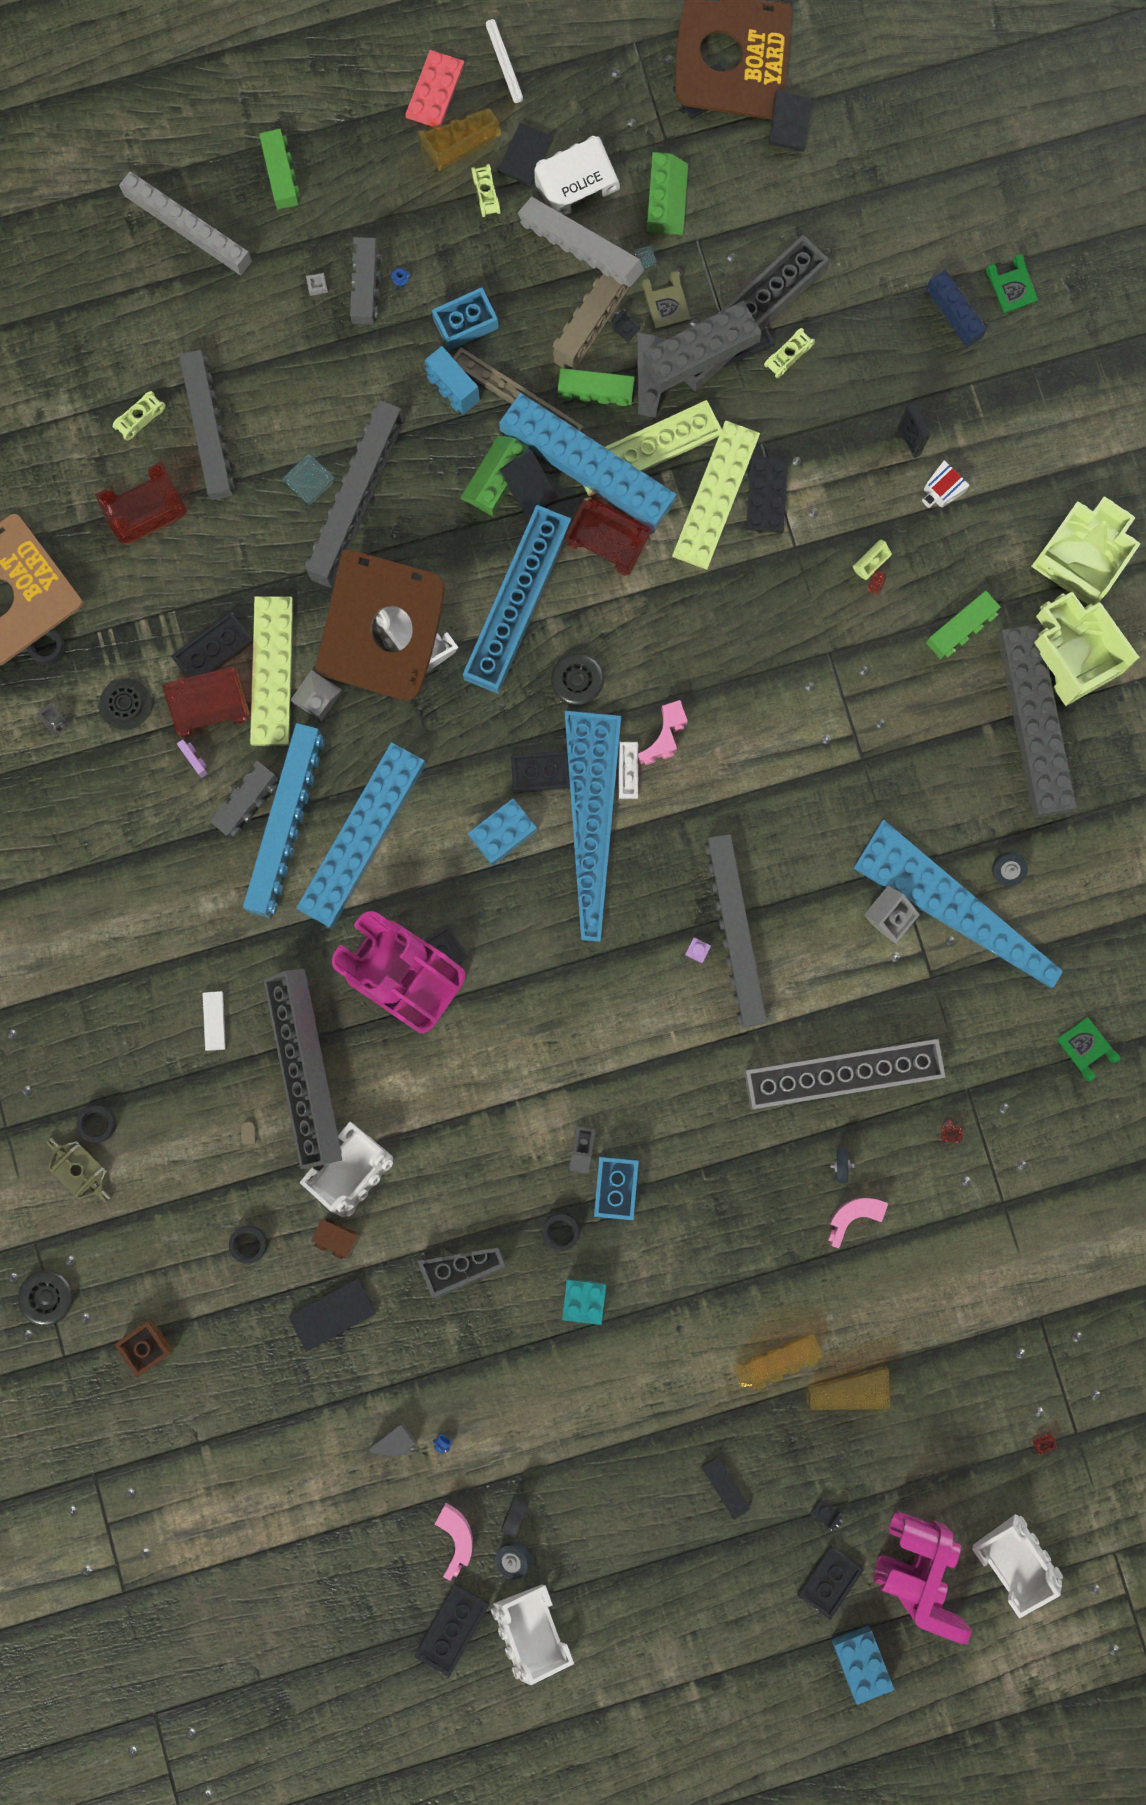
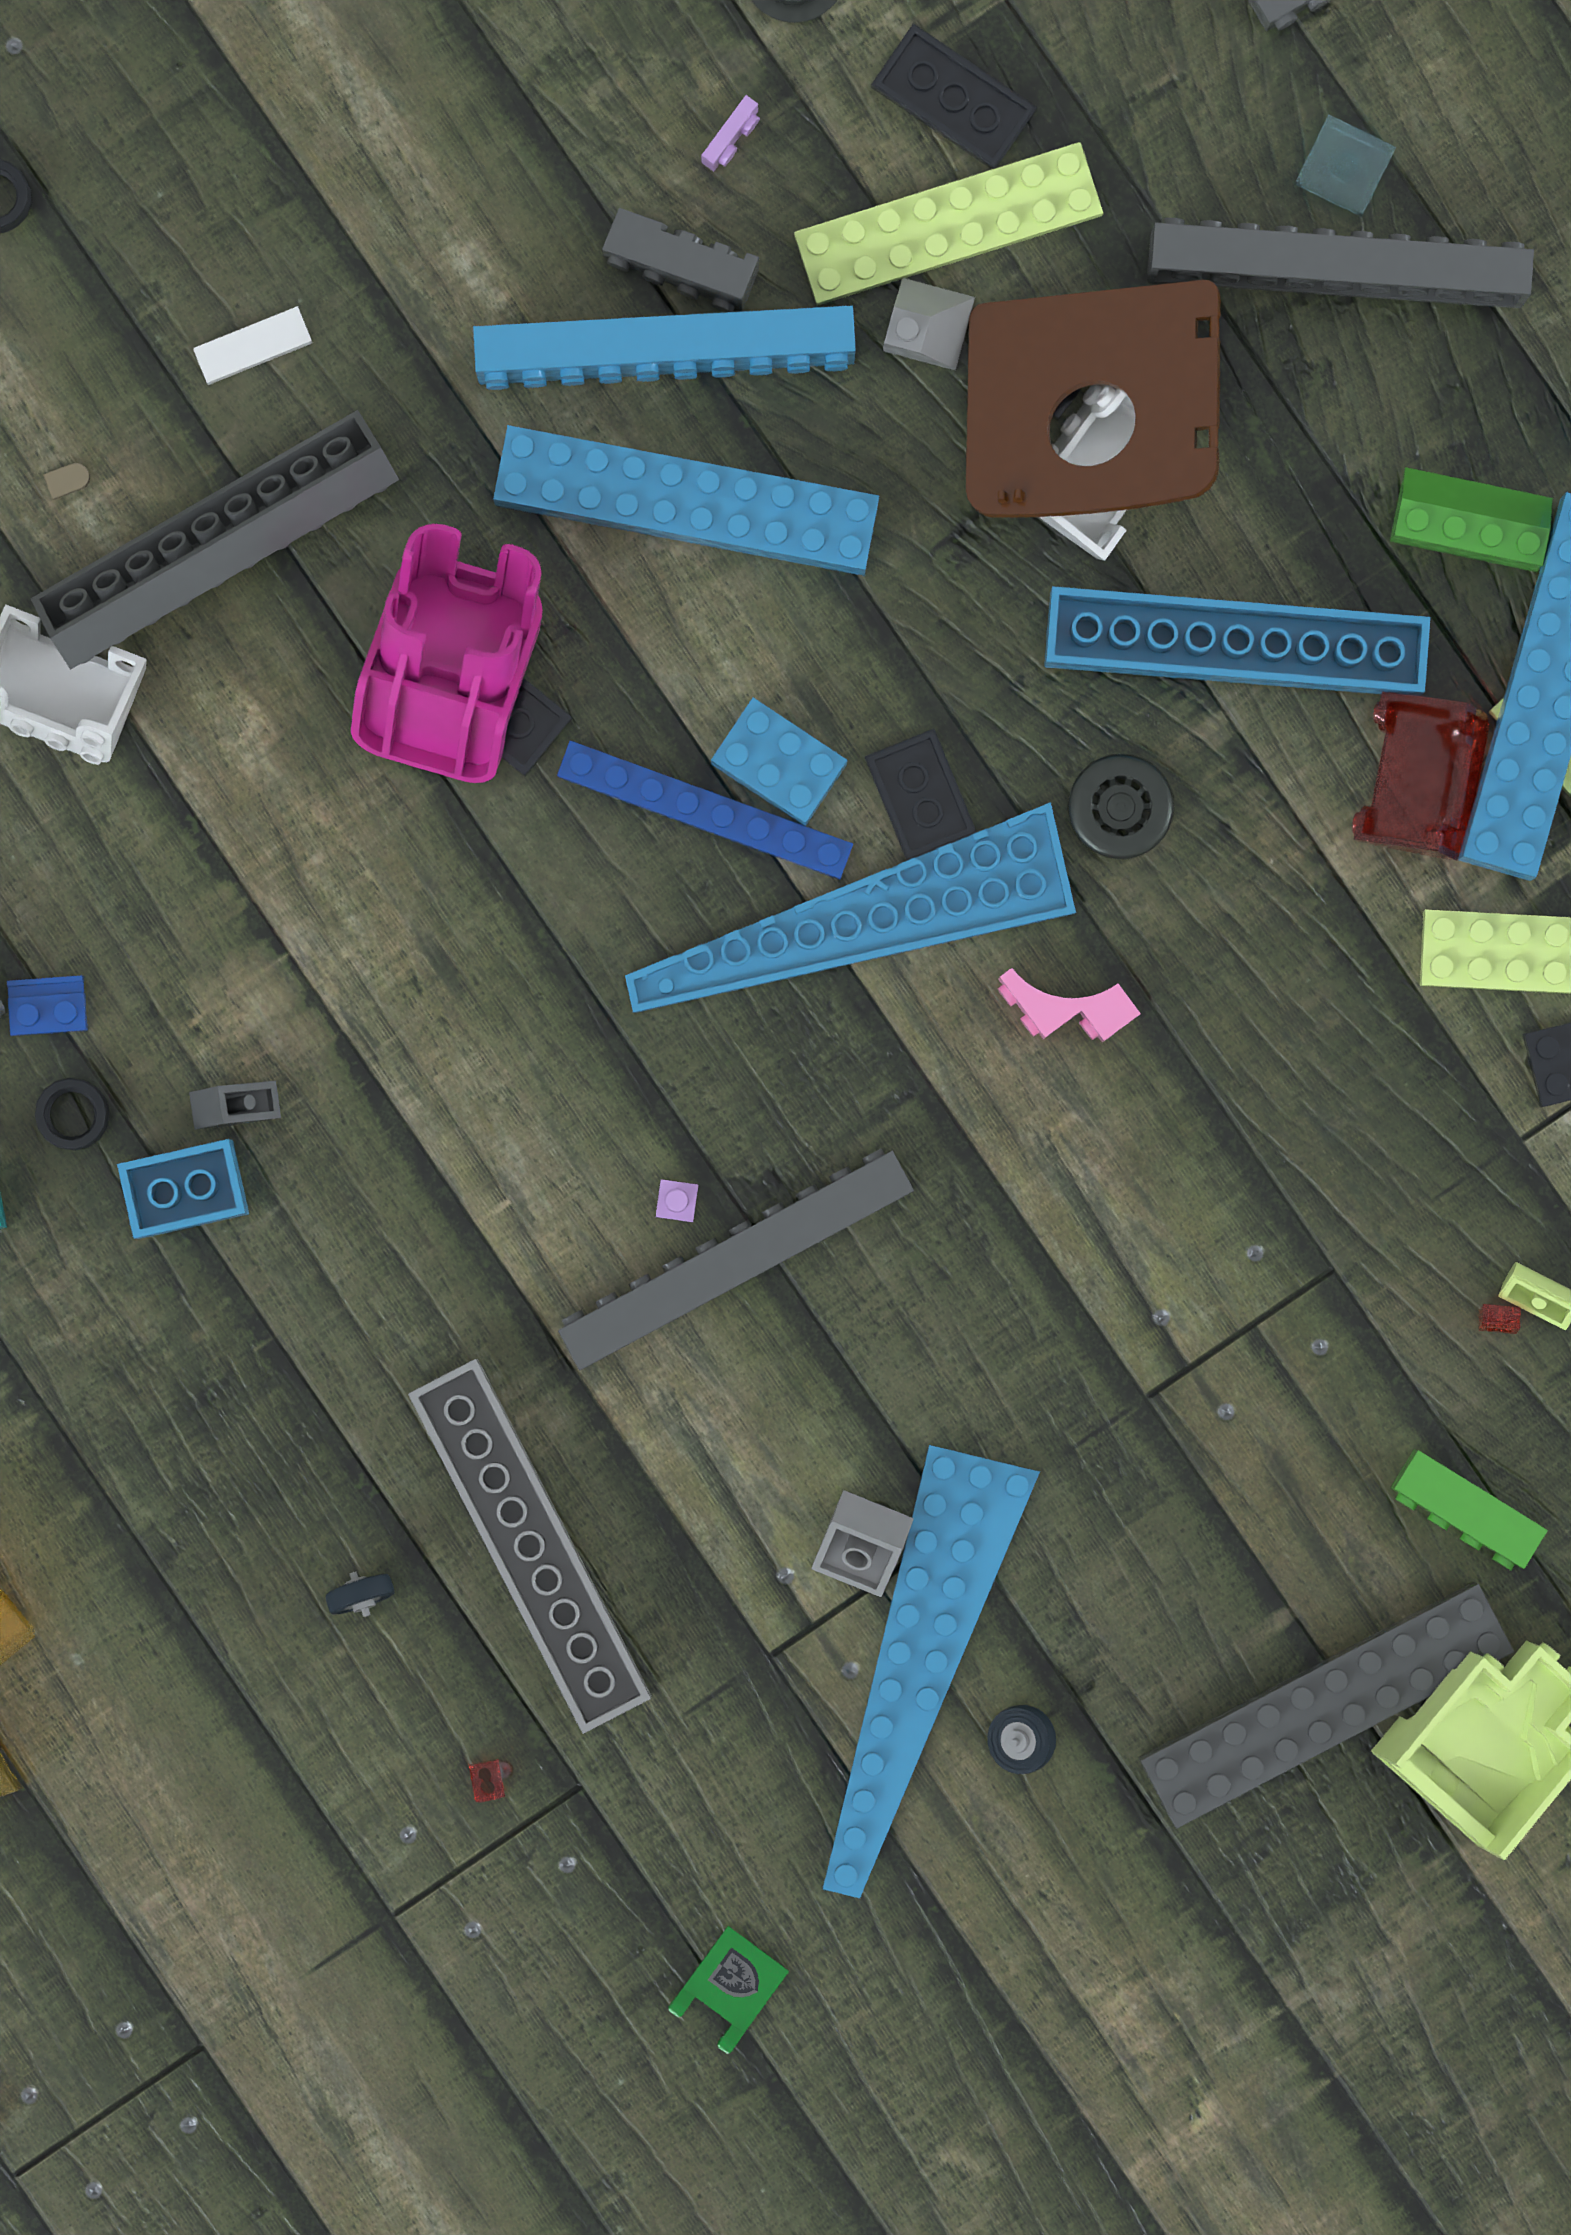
camera: 65 degrees right, 5 degrees up
(207, 700) = (846, 124): clear red windscreen -> none
(503, 1227) = (47, 1005): none -> blue plate
(513, 876) = (705, 810): none -> blue plate
(528, 482) = (1470, 587): black tile -> none
(628, 770) = (977, 960): white tile -> none
(851, 1210) = (286, 1639): bright pink arch -> none

